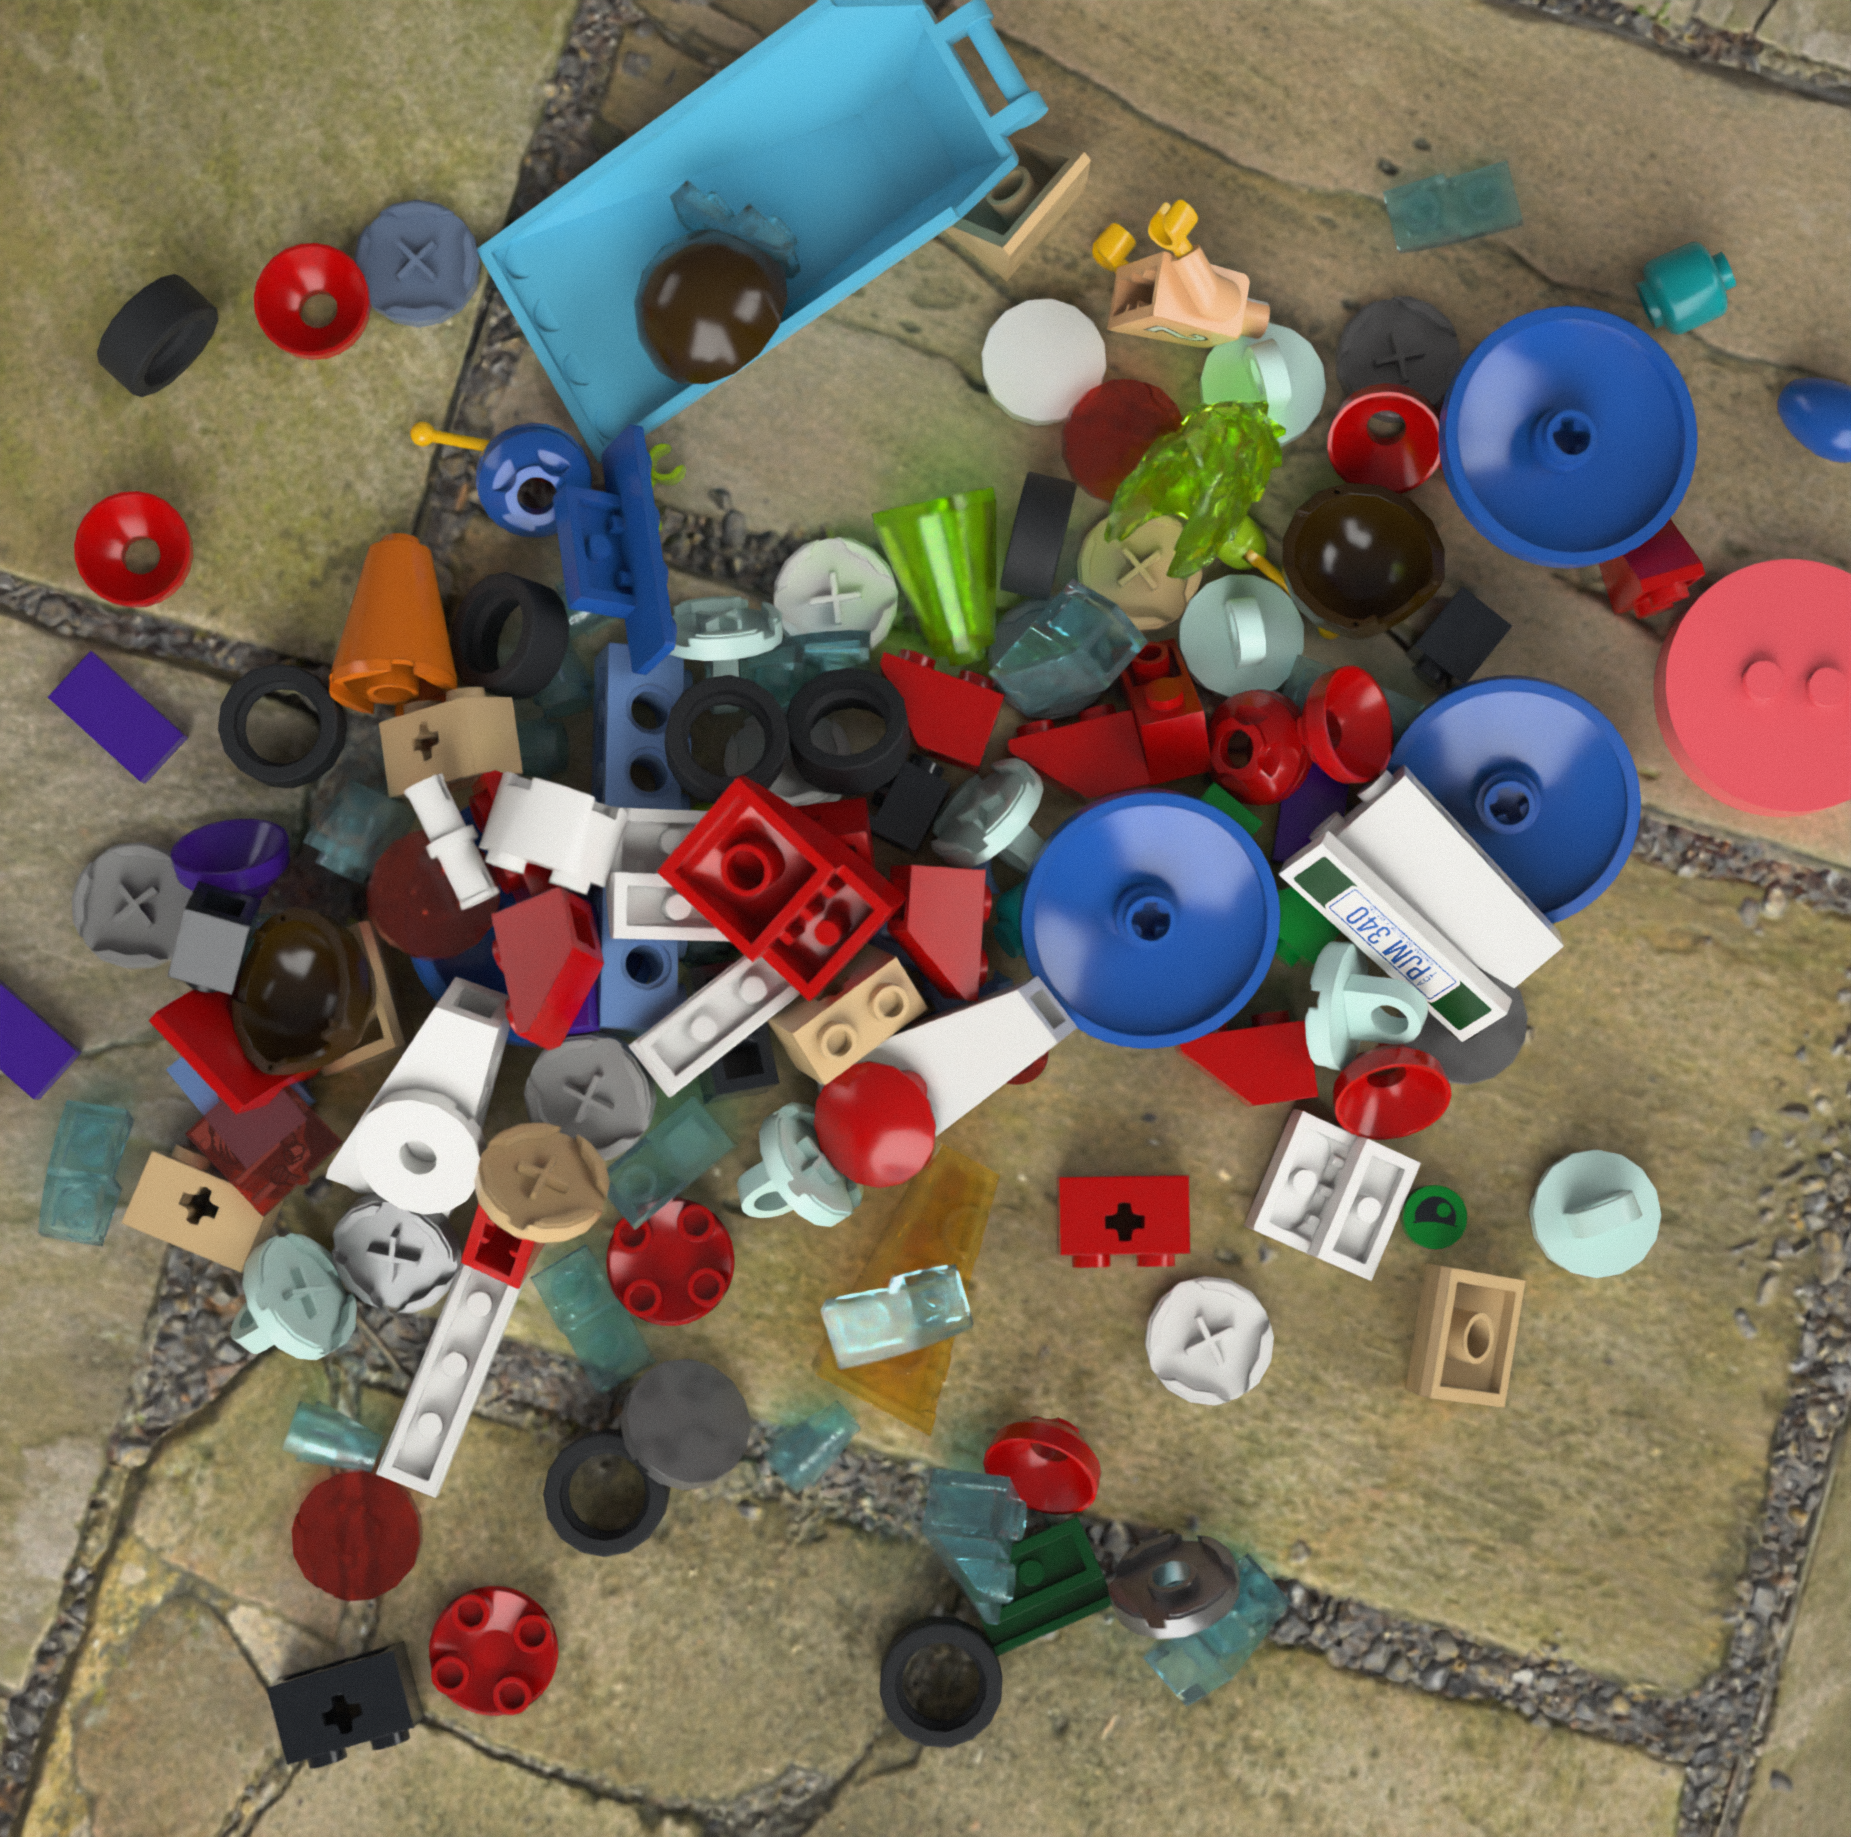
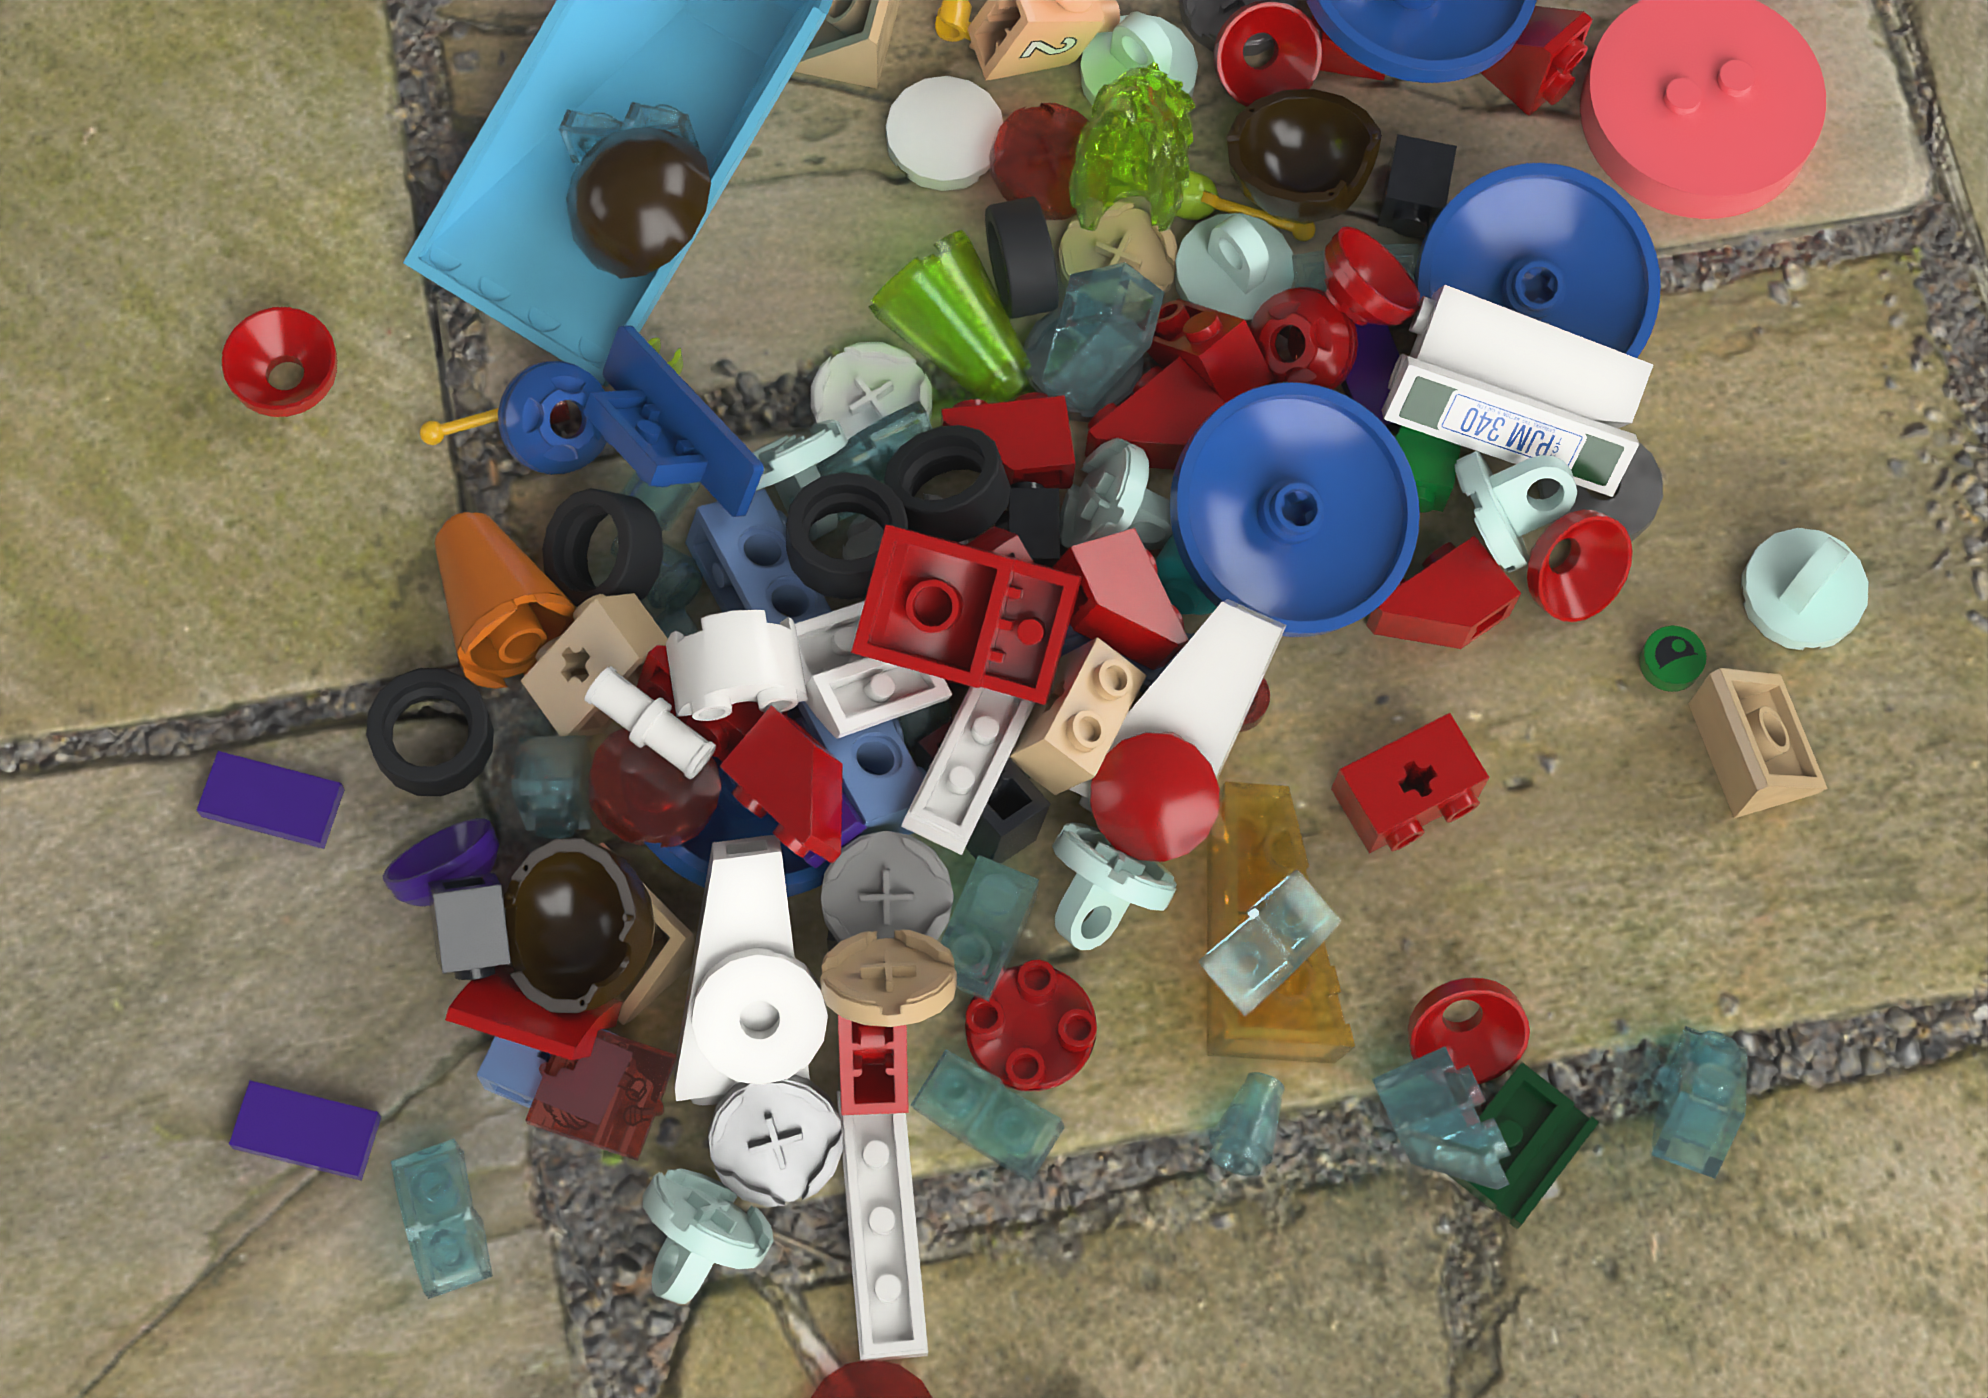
camera: 30 degrees left, 15 degrees down
(111, 530) = (204, 618): red piece -> none
(130, 905) = (370, 958): light grey tile -> none
(157, 335) = (152, 448): black tyre -> none
(166, 1209) = (540, 1214): tan brick -> none
(331, 1438) = (800, 1347): clear light blue cone -> none
(418, 263) = (359, 295): sand blue tile -> none
(566, 1521) = (1091, 1211): black tyre -> none
(685, 1424) = (1126, 1158): flat silver tile -> none
(934, 1731) = (1519, 1241): black tyre -> none
(1180, 1610) = (1645, 1073): flat silver tile -> none
(1209, 1340) = (1543, 858): white tile -> none
(1332, 1194) = (1576, 682): white slope -> none

